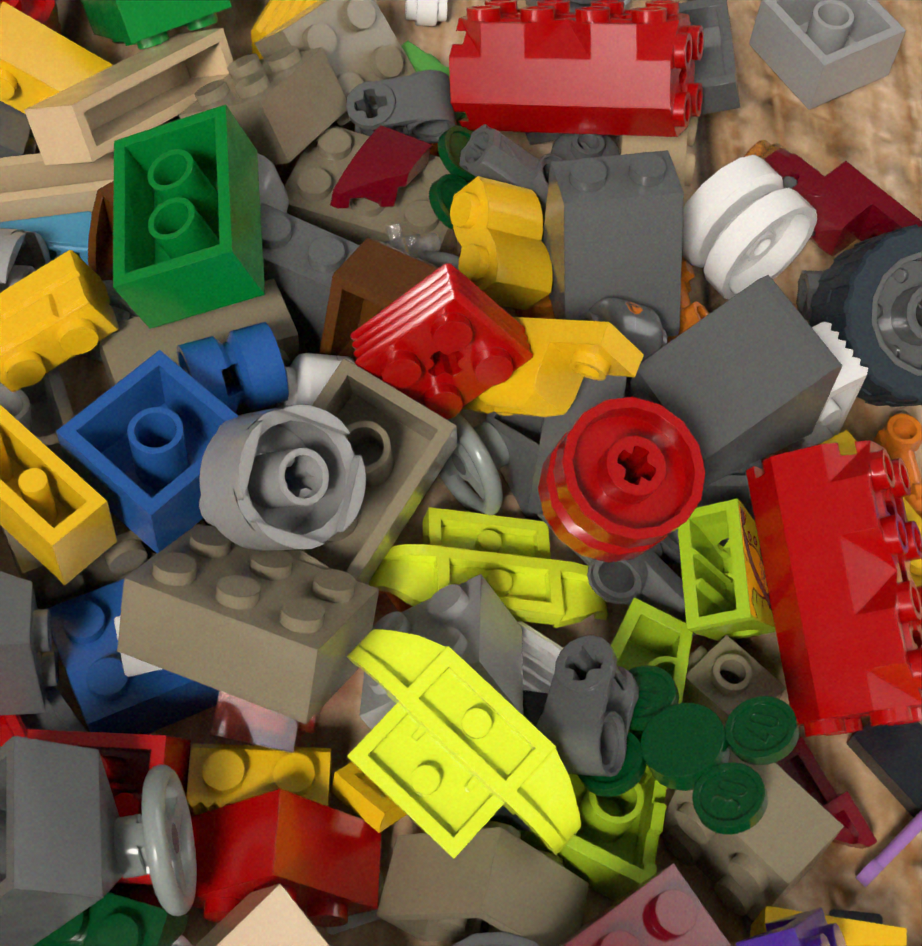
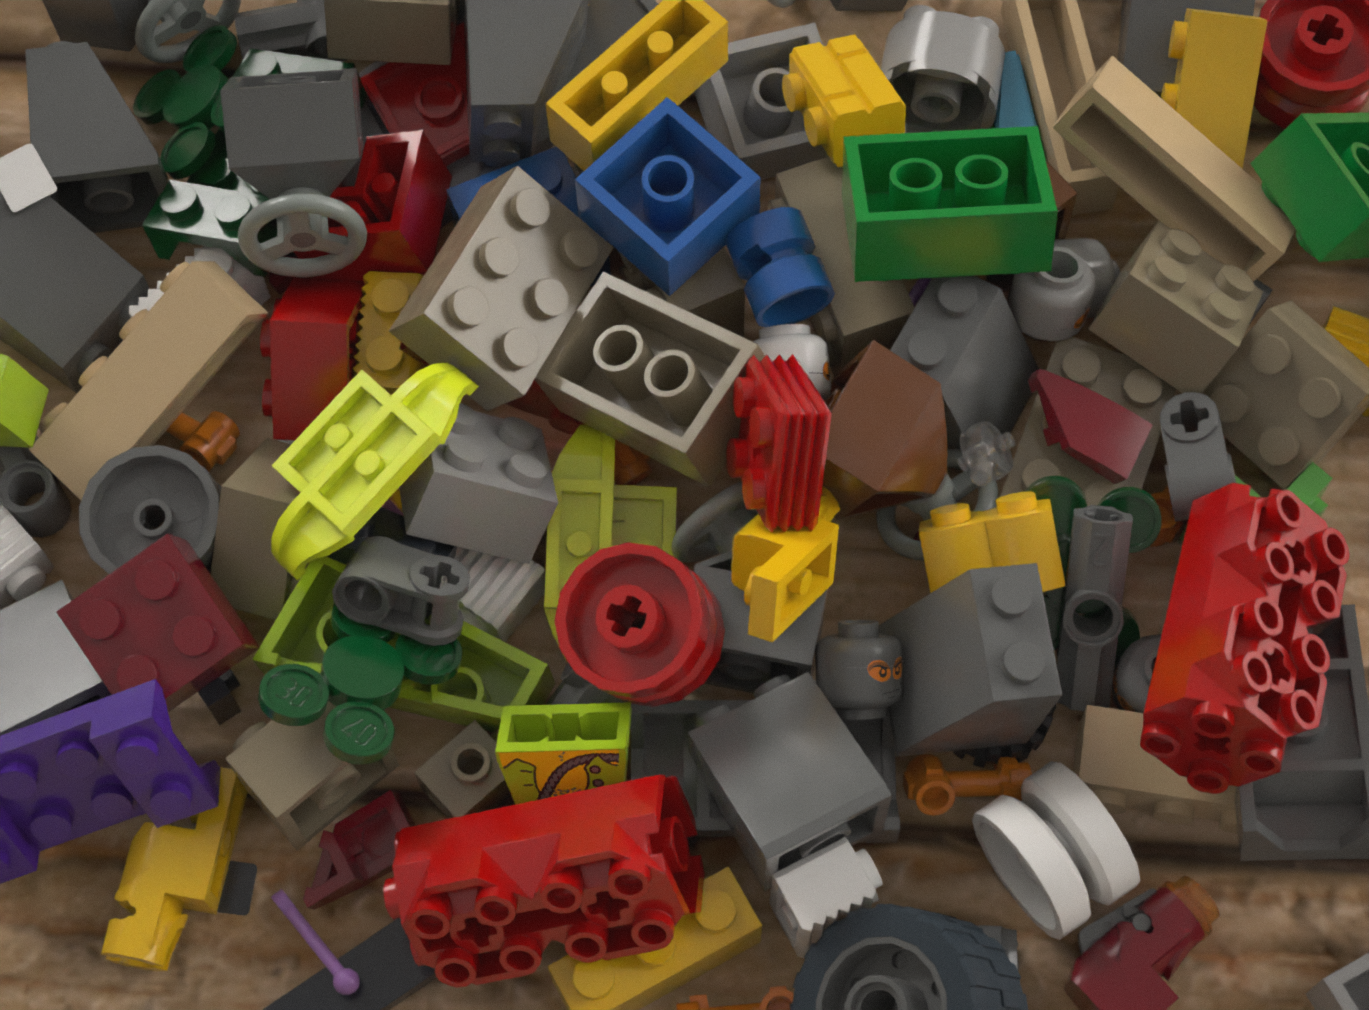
camera: 100 degrees right, 10 degrees up
(281, 479) = (601, 280): light grey brick -> none

